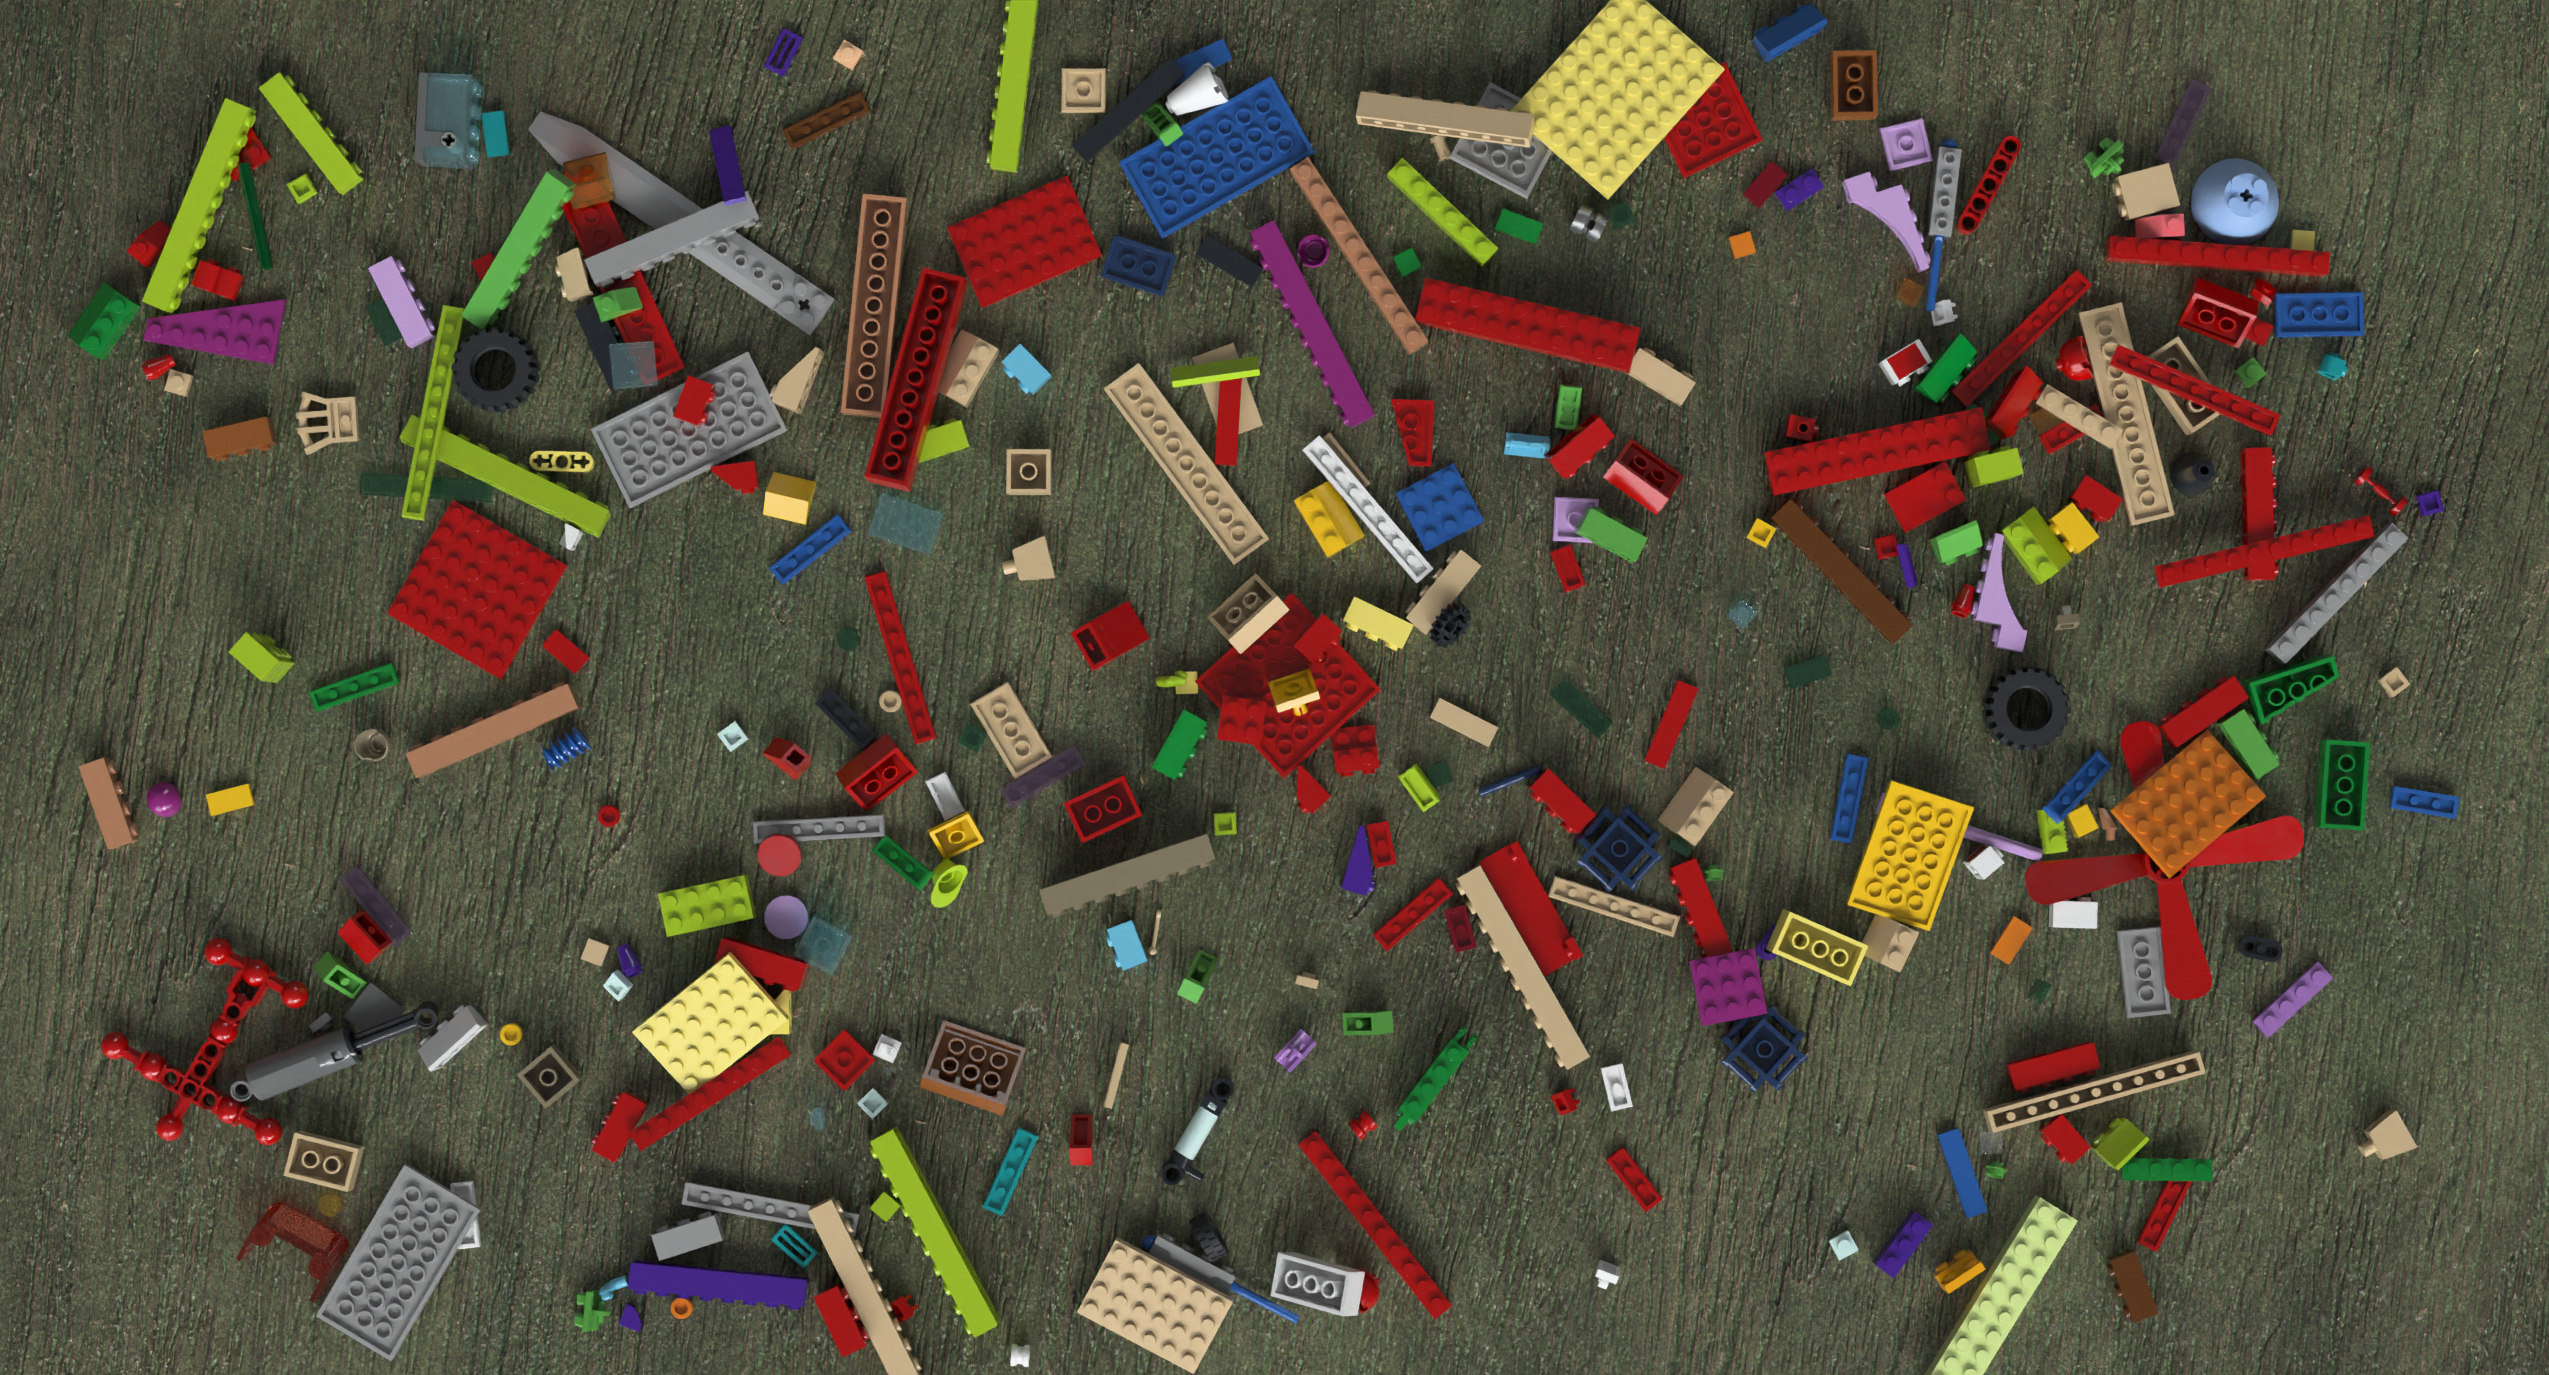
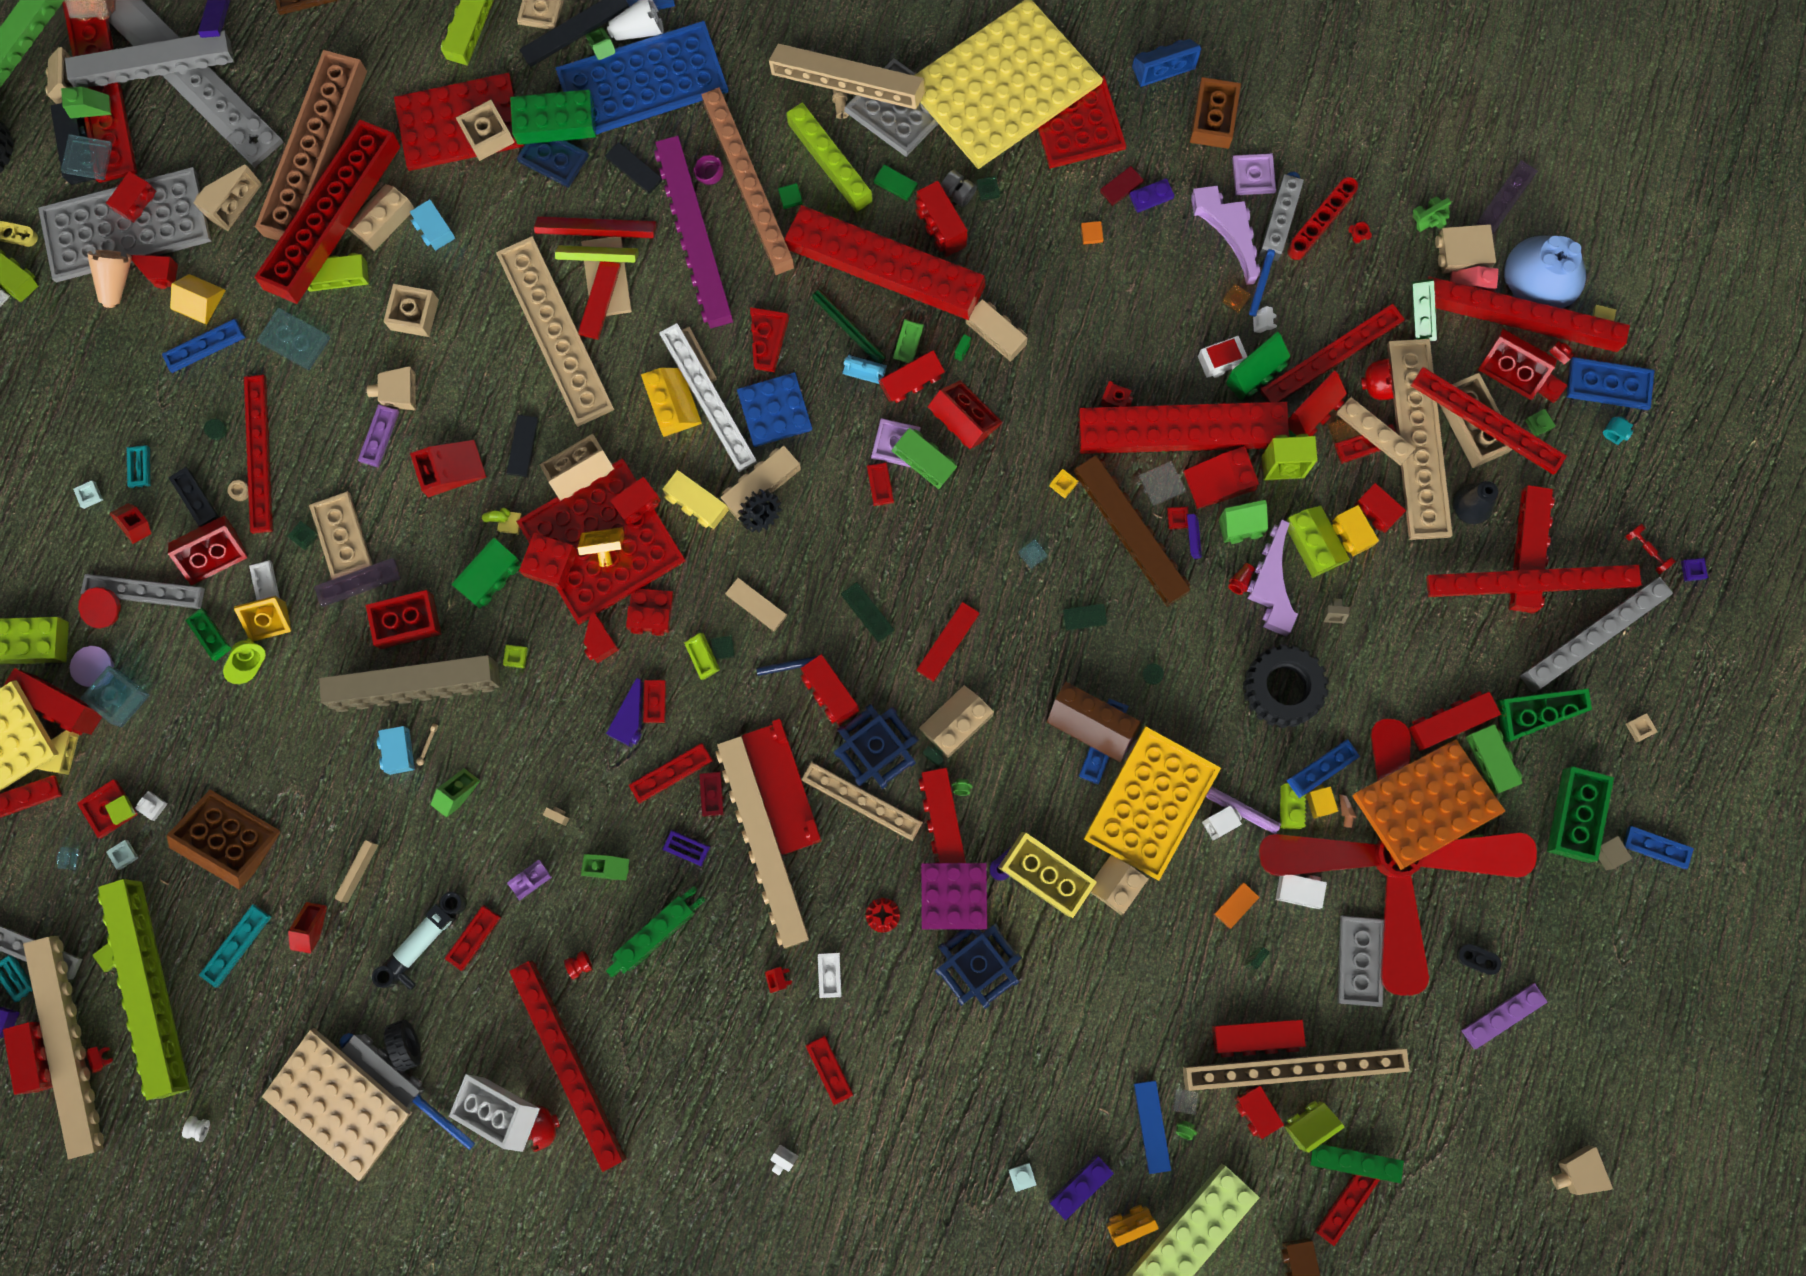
camera: 15 degrees right, 10 degrees down
(695, 492) = (109, 275): none -> light nougat cone
(782, 713) = (146, 466): none -> teal tile
(861, 1059) = (120, 809): none -> lime tile
(1024, 614) = (378, 435): none -> medium lavender tile
(1064, 255) = (485, 130): none -> tan brick
(1134, 225) = (553, 117): none -> green brick
(1180, 597) = (522, 446): none -> black tile
(1204, 338) = (595, 227): none -> red tile
(1249, 1118) = (472, 938): none -> red tile
(1463, 991) = (703, 855): none -> dark purple tile
(1500, 400) = (849, 327): none -> dark green axle
(1578, 265) = (941, 219): none -> red brick
(1627, 403) = (962, 347): none -> green tile
(1648, 1011) = (875, 922): none -> red gear
(1836, 783) = (1093, 722): none -> reddish brown slope
(1863, 512) = (1162, 483): none -> clear piece
(2036, 192) = (1364, 228): none -> red plate
(2111, 274) = (1424, 309): none -> plate
(2379, 816) = (1613, 852): none -> dark tan brick

